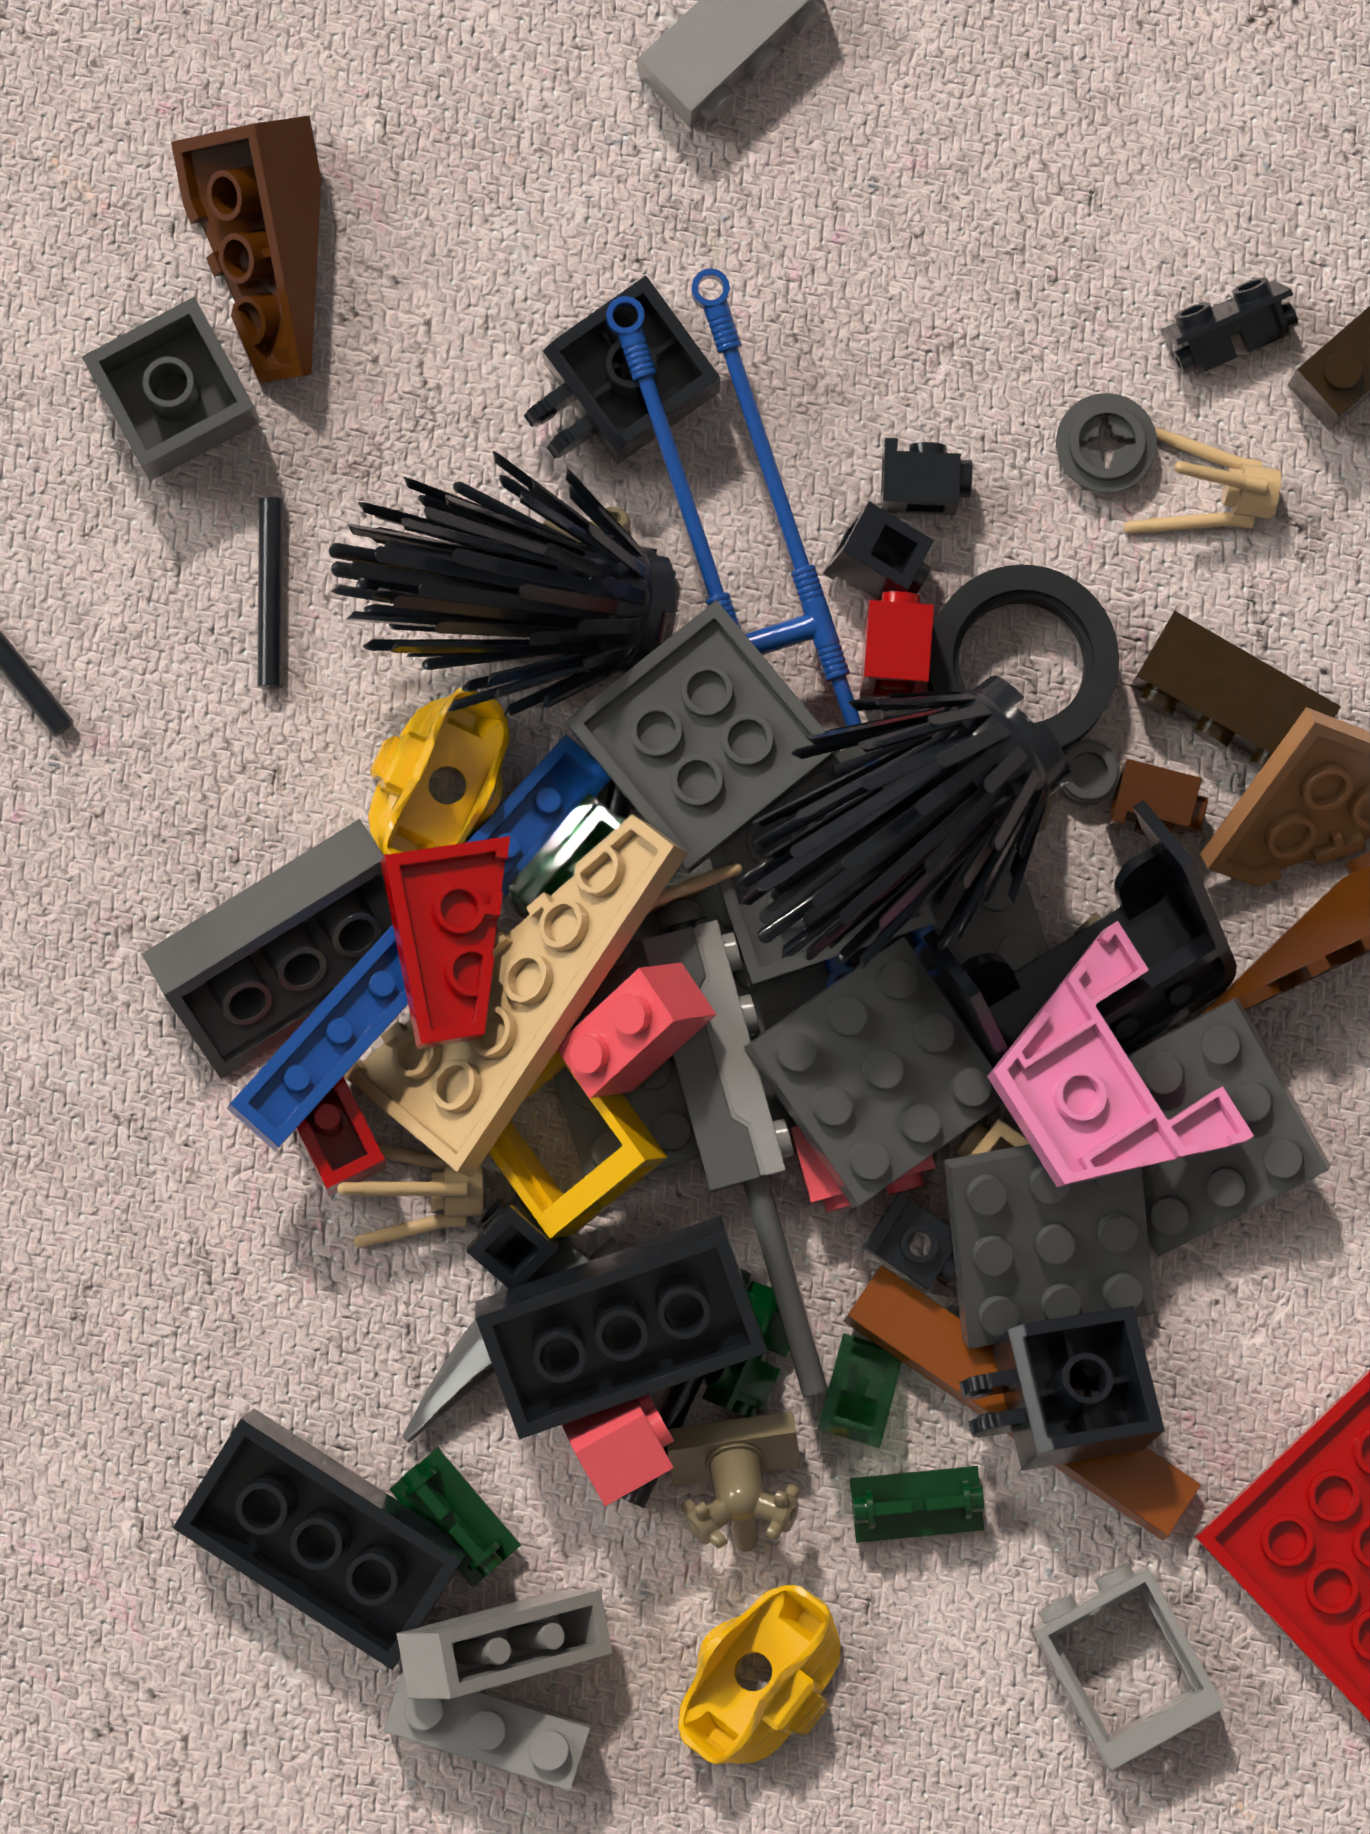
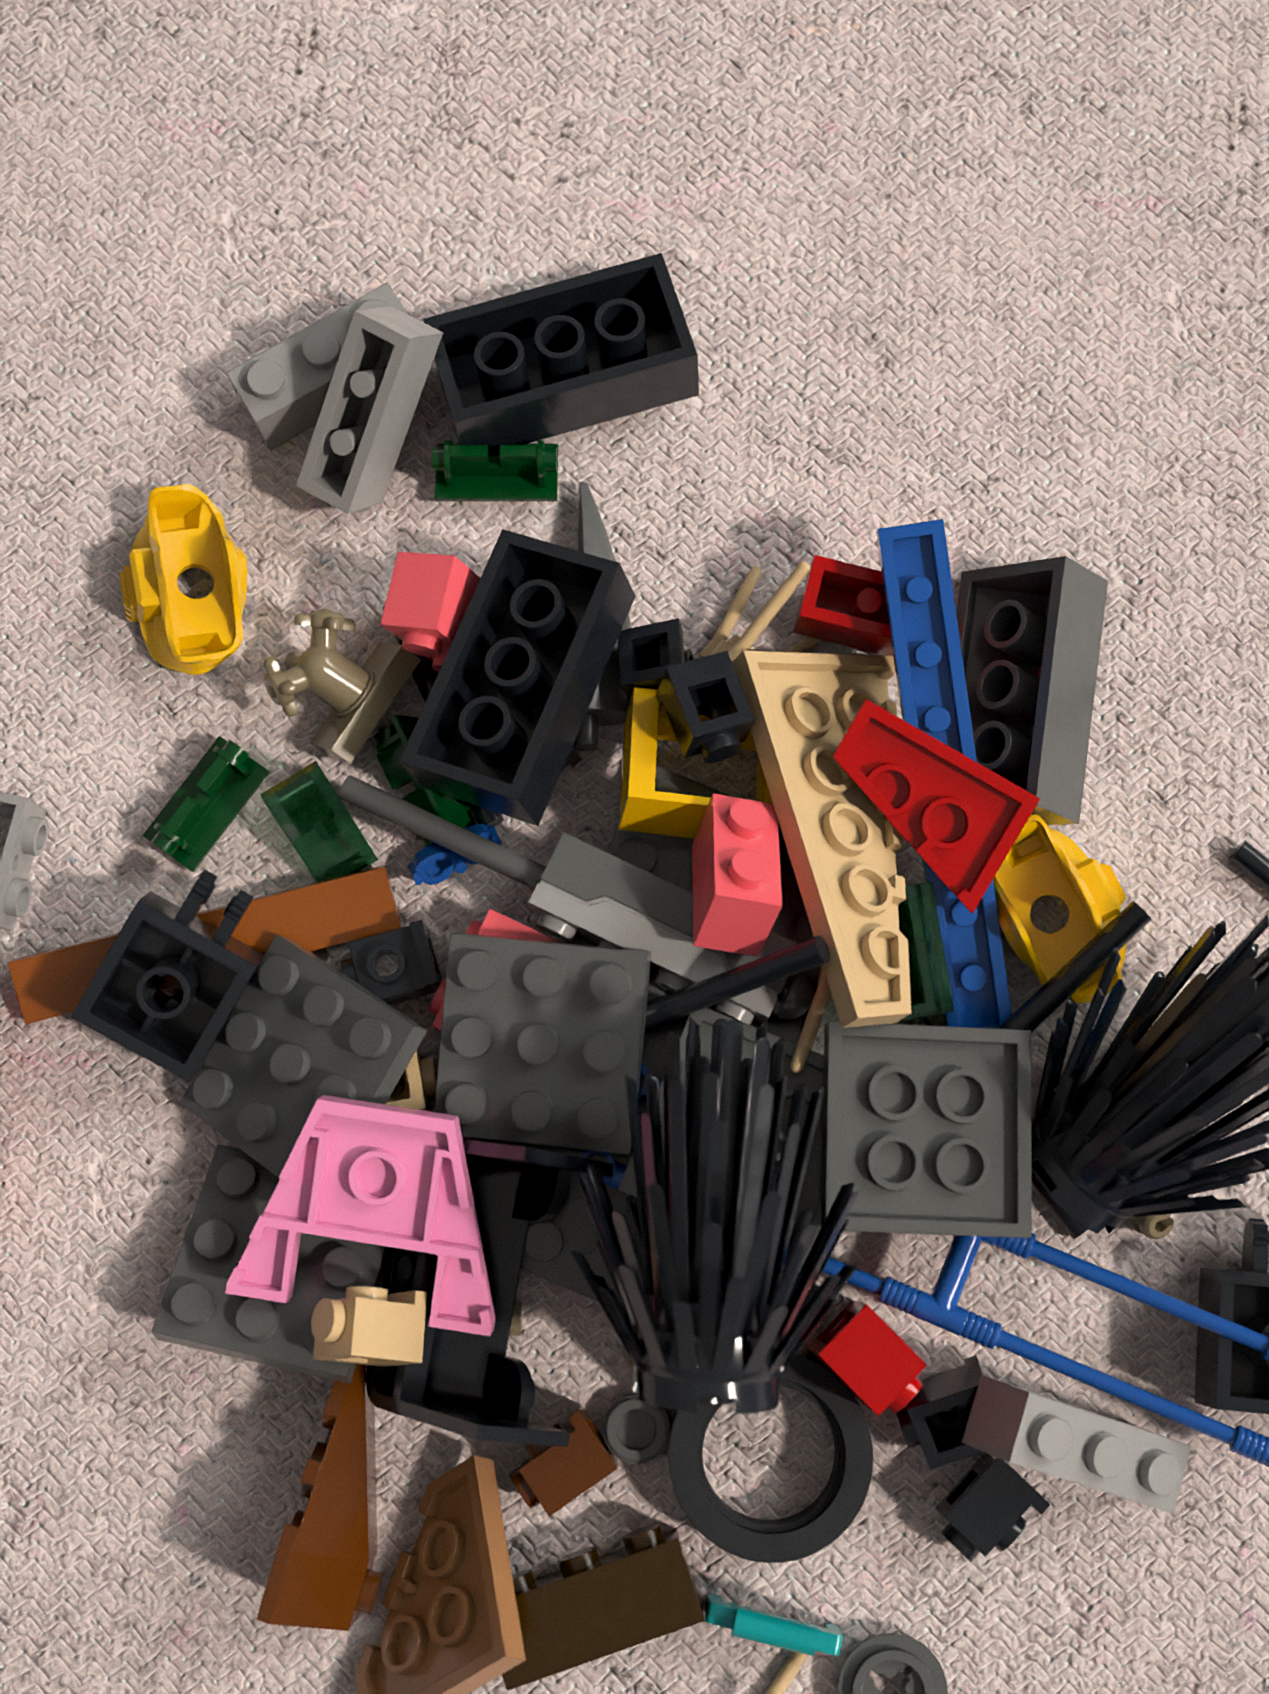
camera: 135 degrees right, 5 degrees down
(486, 728) = (1078, 969): none -> black bar
(504, 1167) = (709, 689): none -> black brick
(715, 961) = (736, 981): none -> black bar
(813, 1282) = (437, 863): none -> blue piece
(828, 453) = (1076, 1444): none -> light grey brick
(1139, 560) = (773, 1629): none -> teal piece
(1184, 1009) = (370, 1327): none -> tan brick

